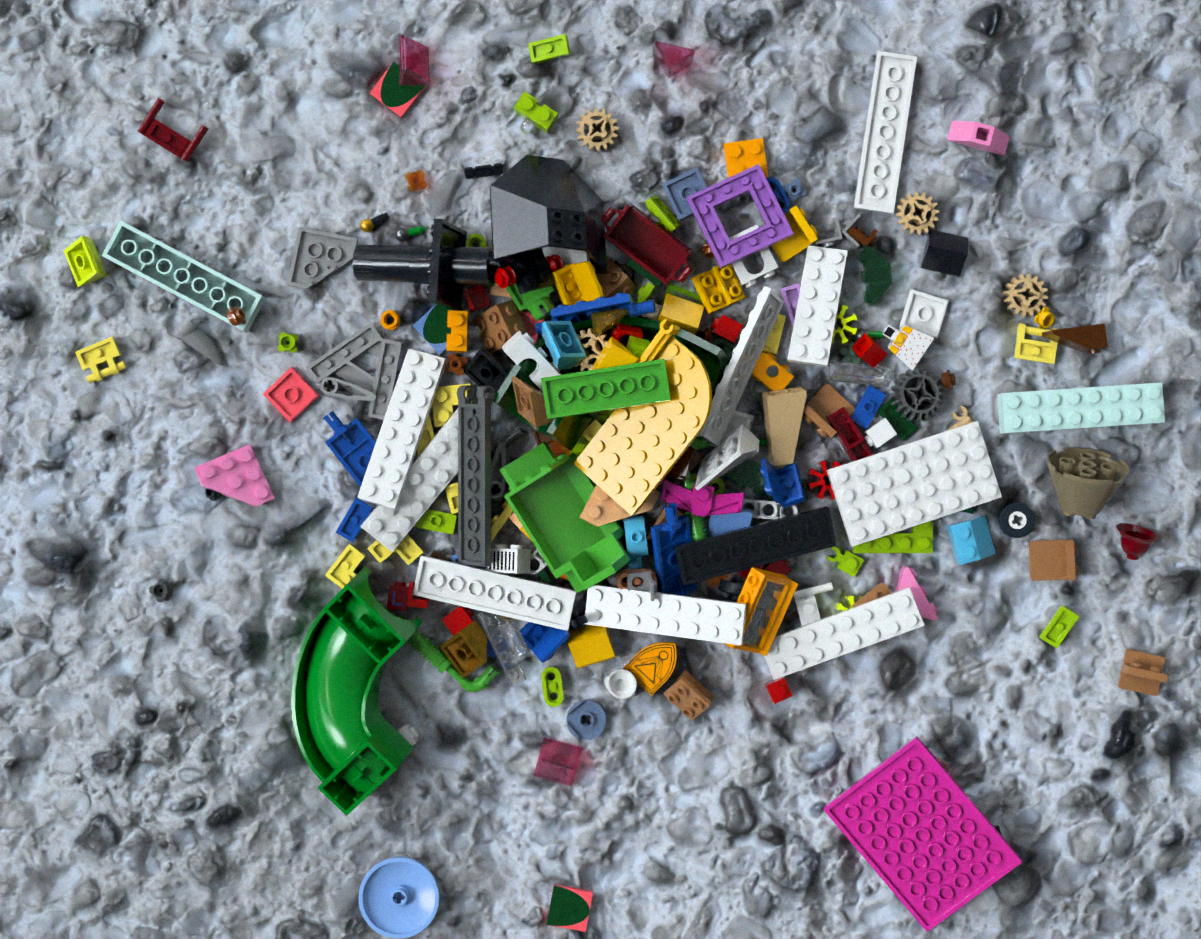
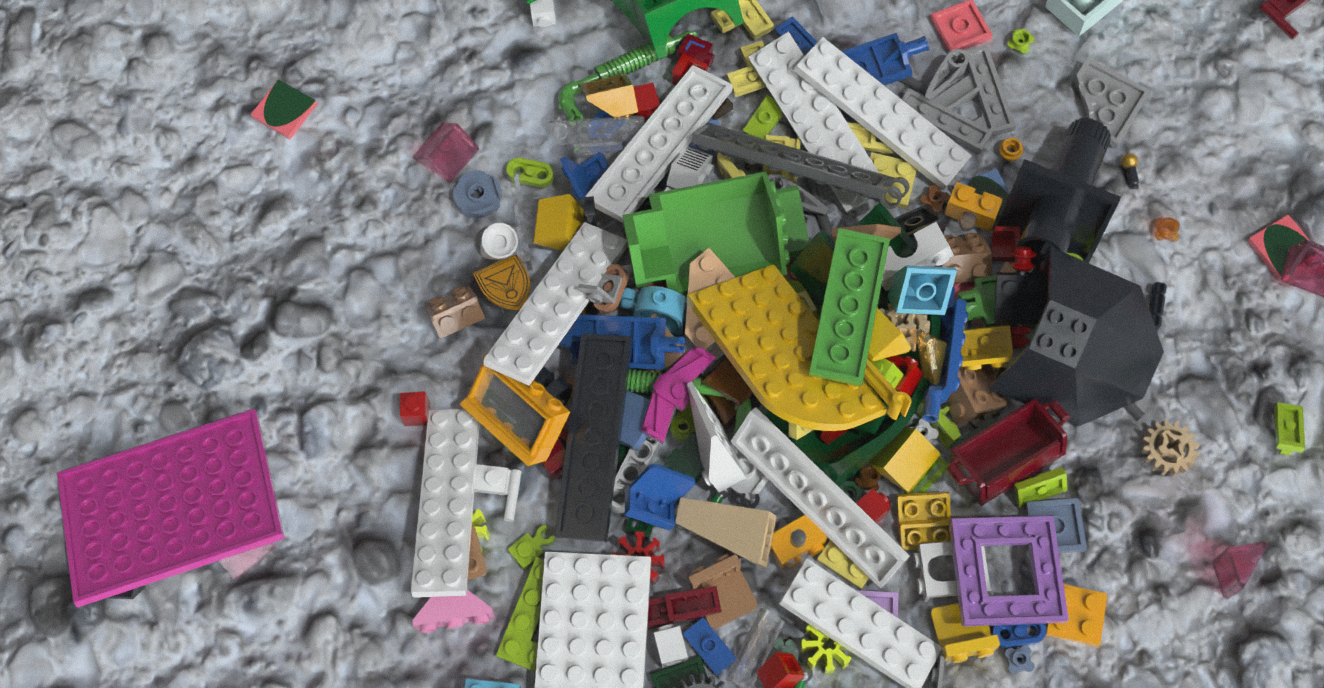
camera: 115 degrees right, 20 degrees down
(534, 115) = (1210, 382): lime piece -> none

